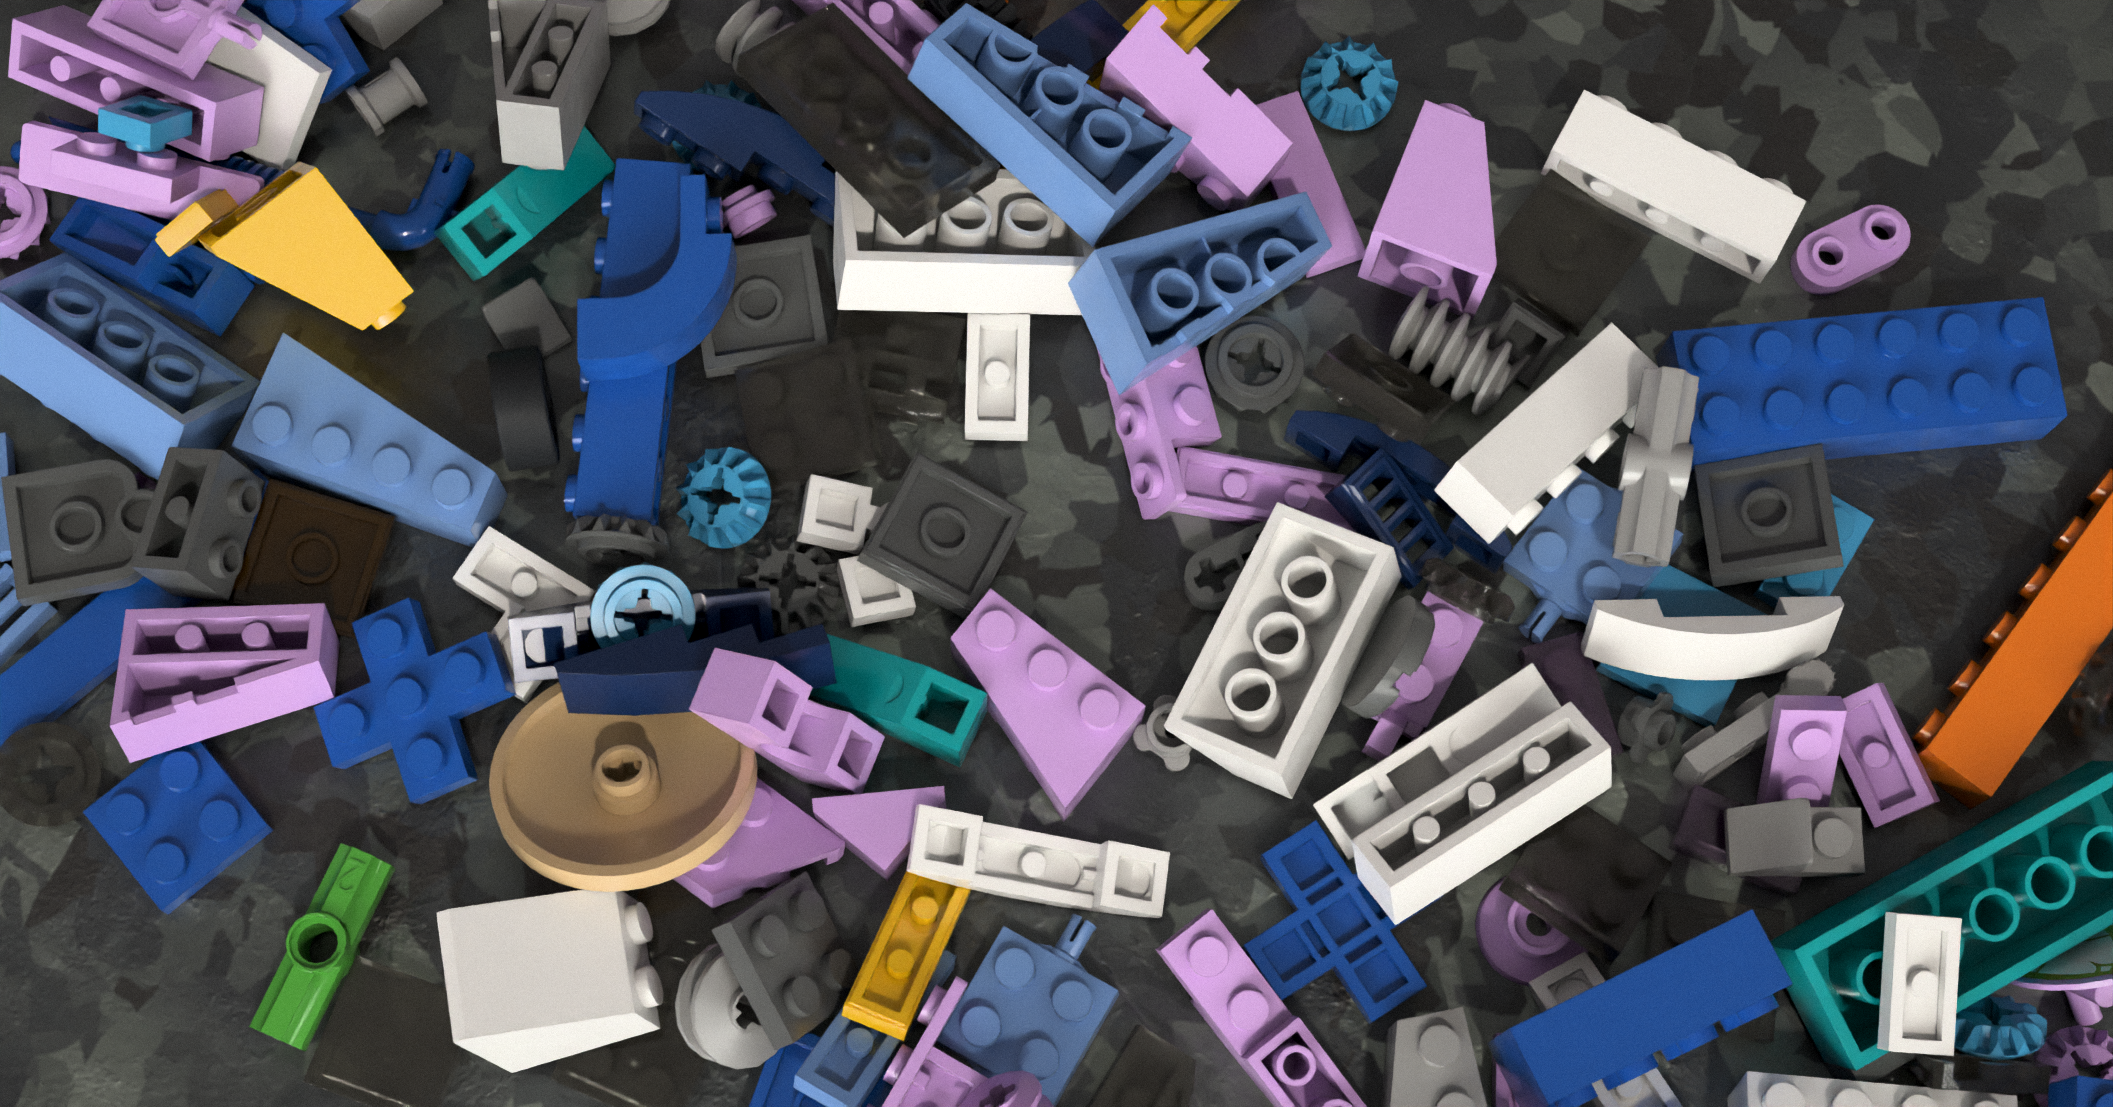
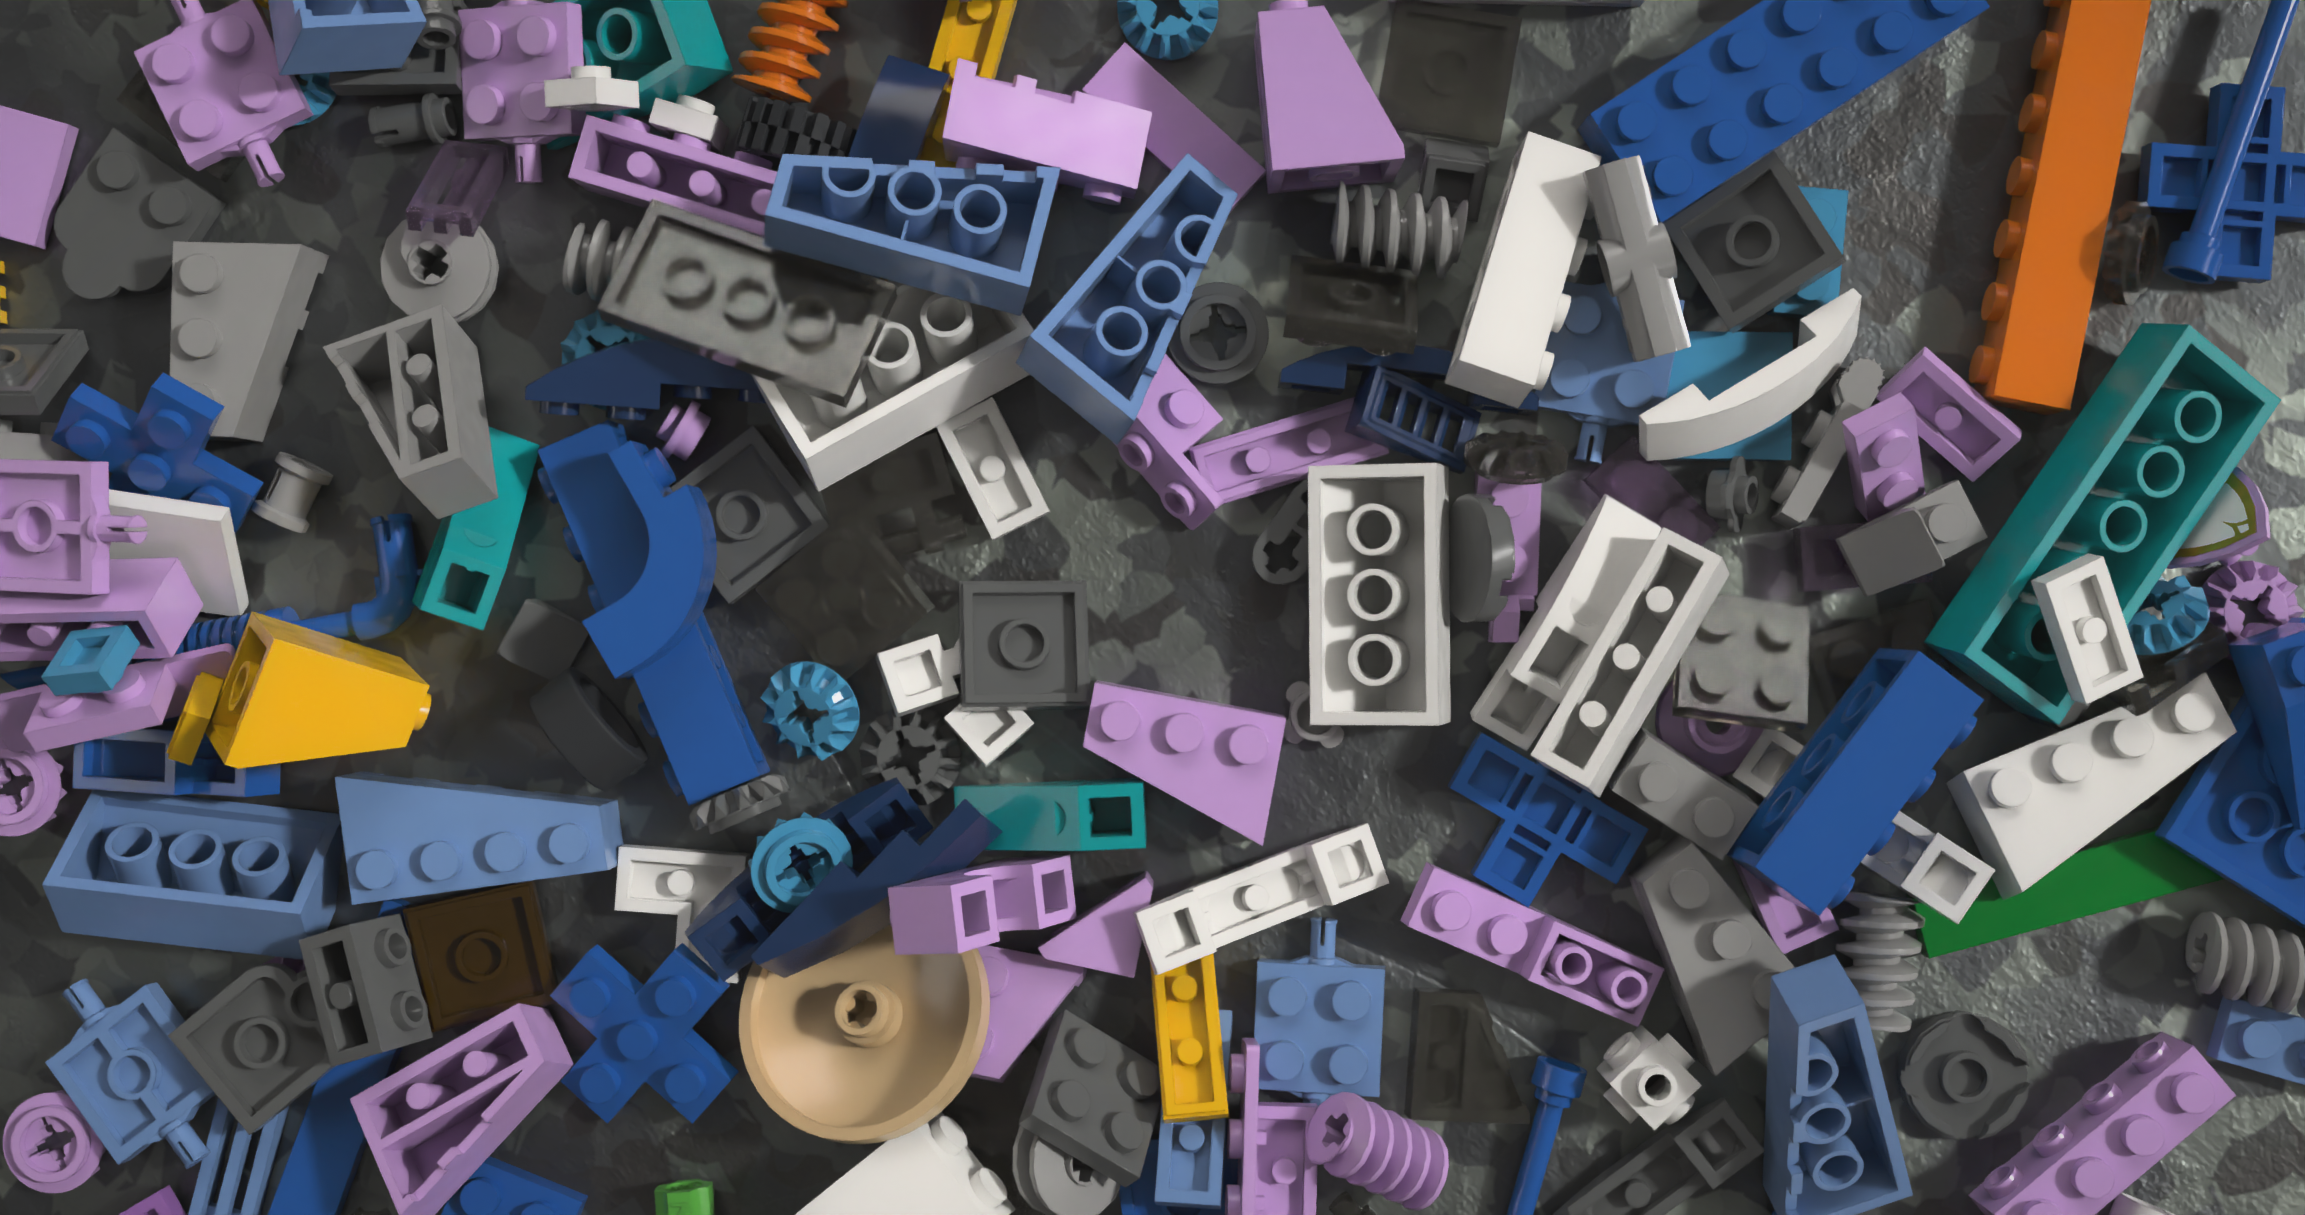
camera: 20 degrees left, 15 degrees up
(1472, 964) = (1682, 794): none -> light grey brick

